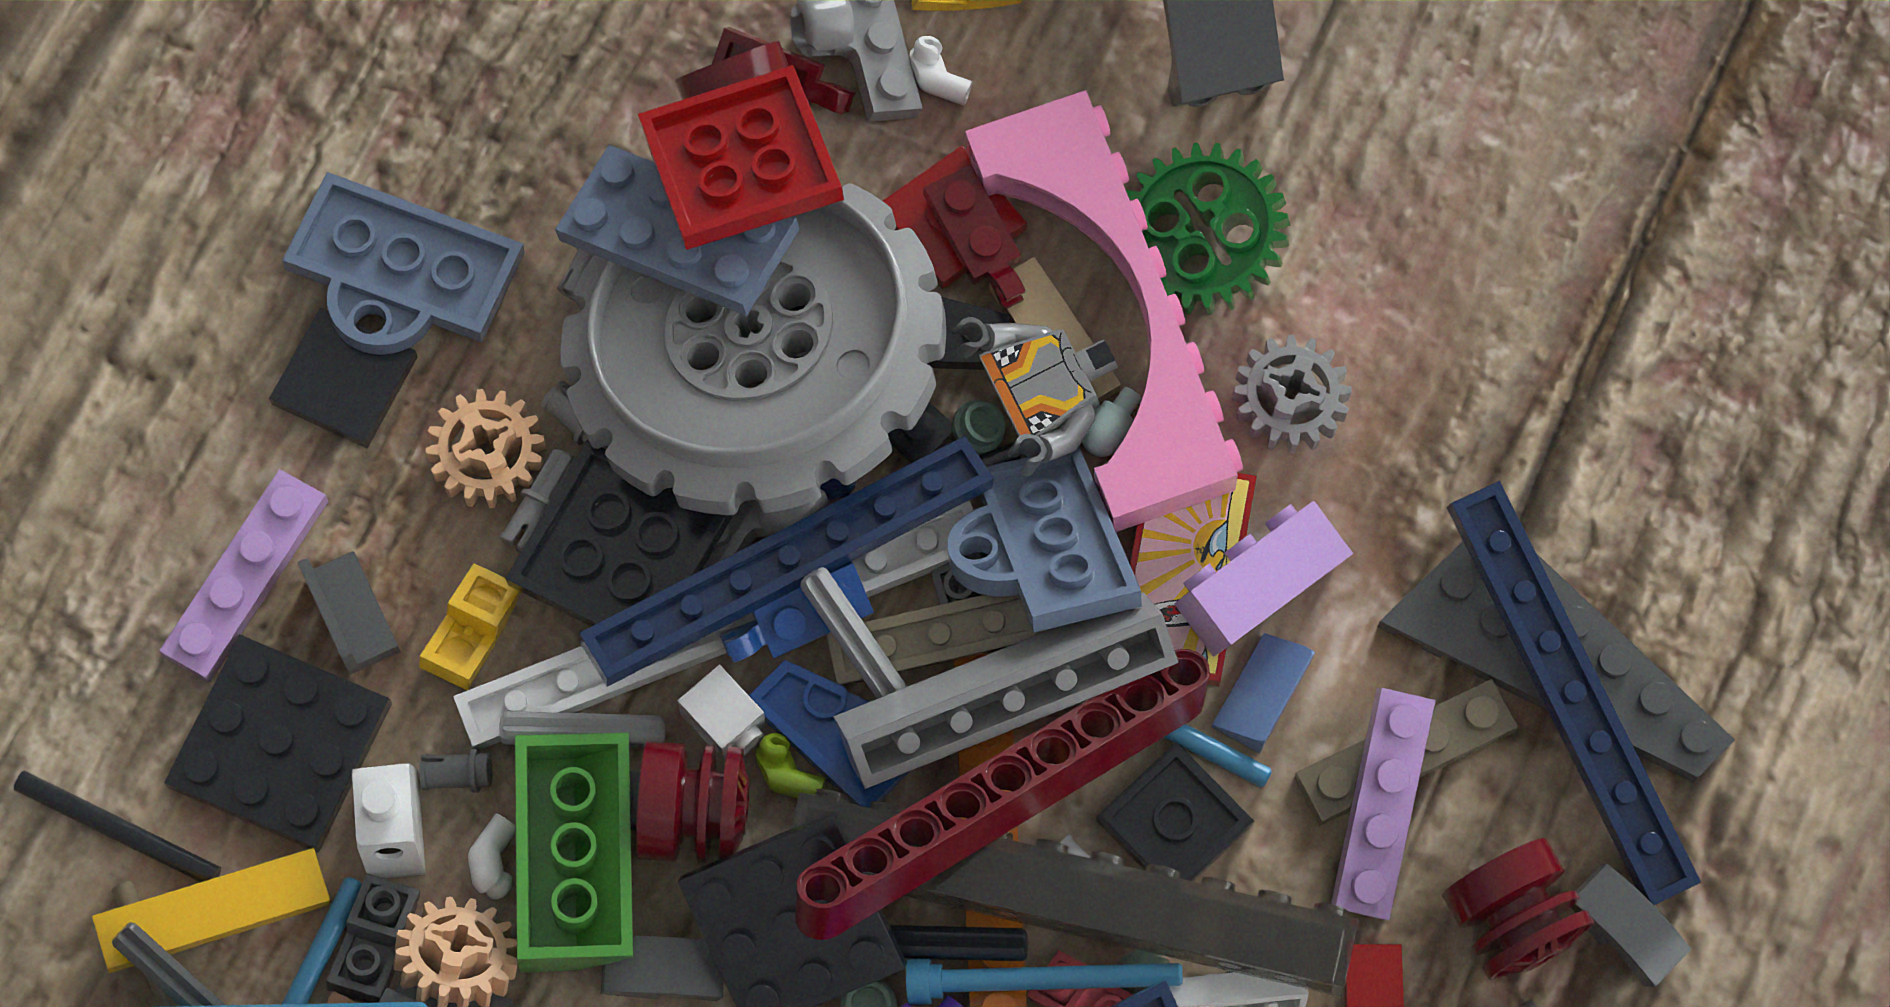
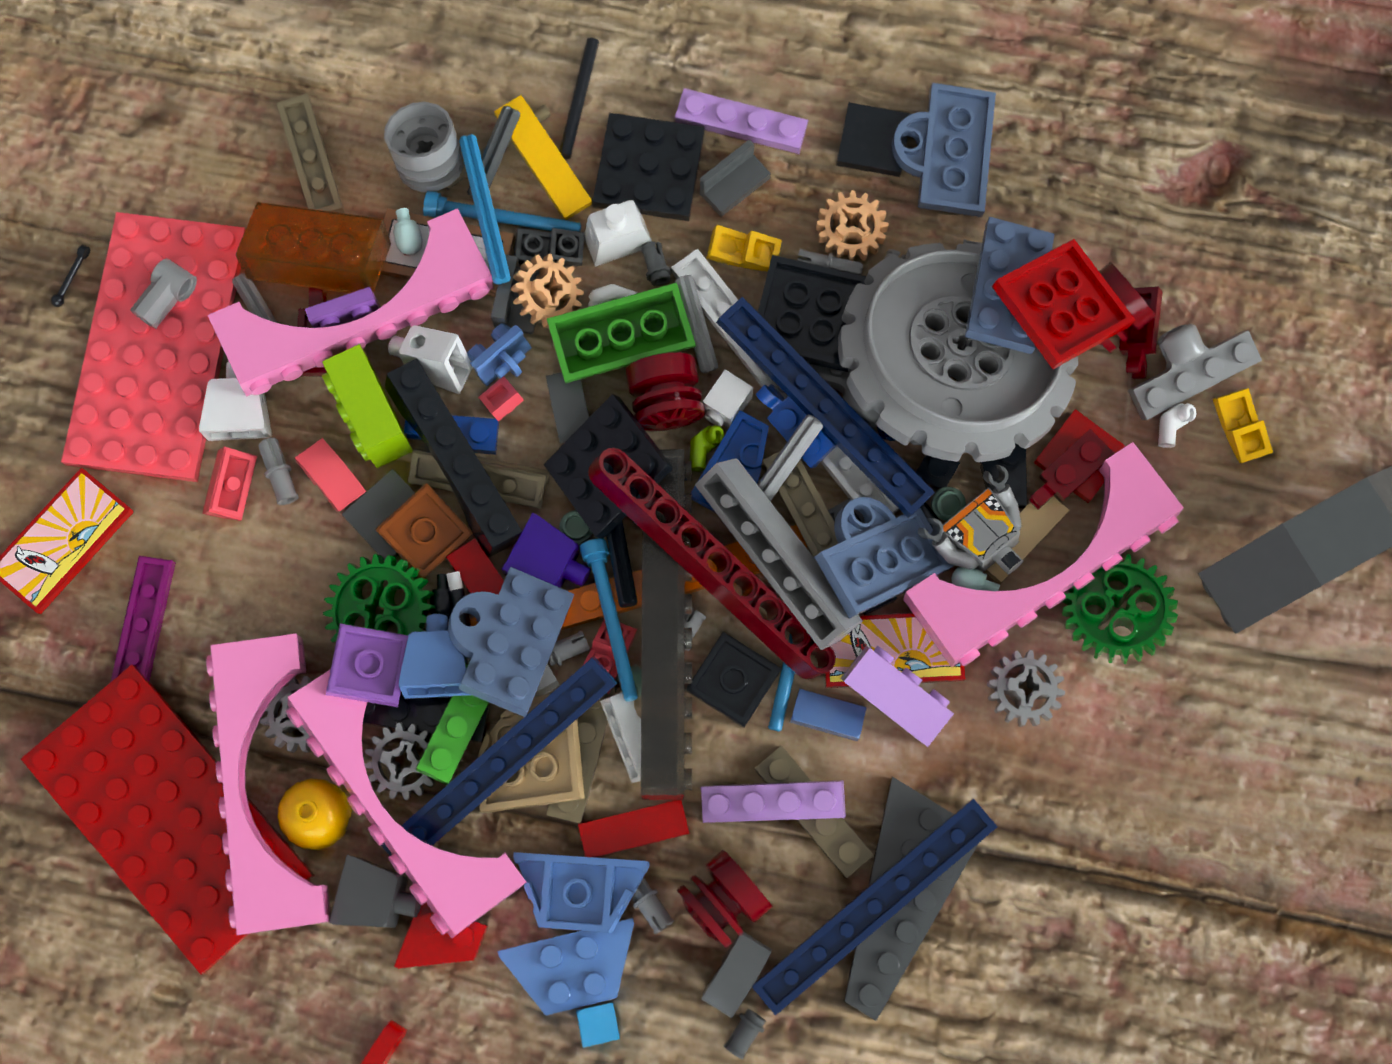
camera: 80 degrees right, 5 degrees up
(1717, 935) = (745, 1033): none -> dark grey pin

